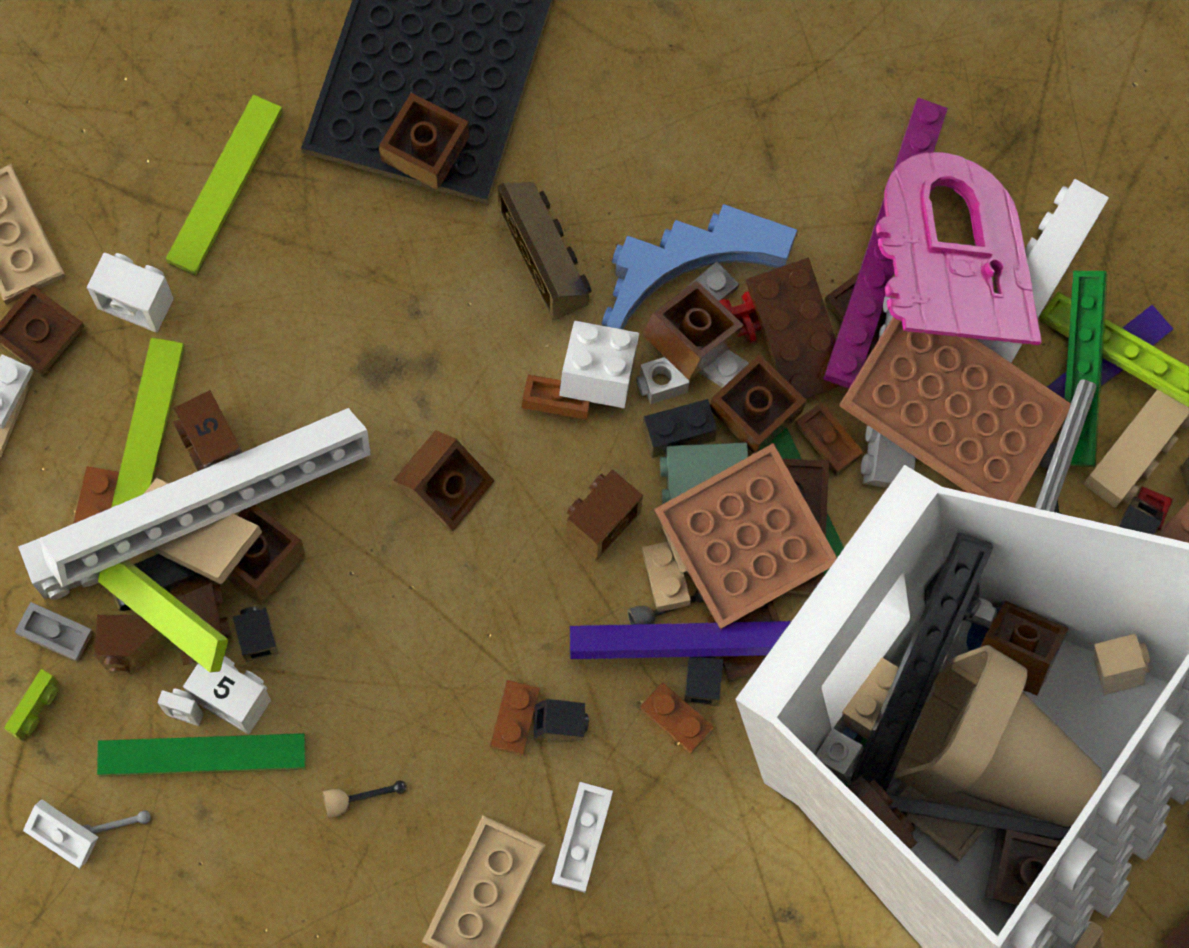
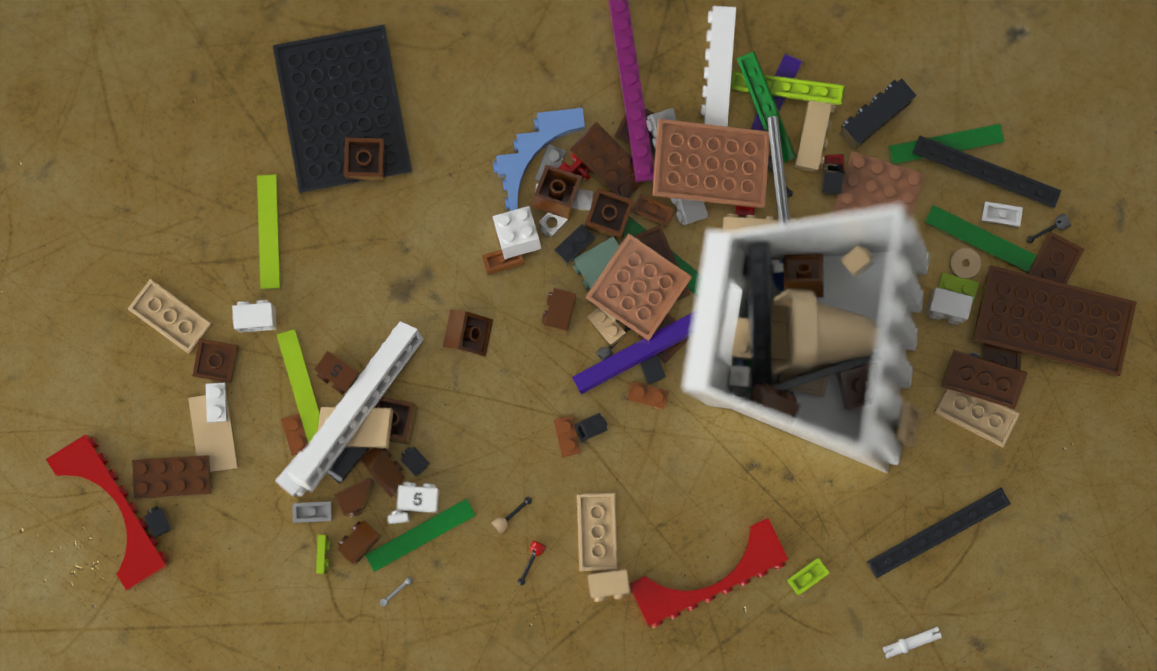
camera: 25 degrees left, 10 degrees up
(60, 833) = (372, 610): white plate -> none
(98, 715) = (359, 542): none -> reddish brown slope
(166, 614) = (372, 478): lime tile -> none
(371, 871) = (536, 550): none -> hinge
(542, 248) = (455, 184): dark brown slope -> none
(582, 837) = (631, 479): white plate -> none
(950, 285) = (676, 102): dark pink door -> none

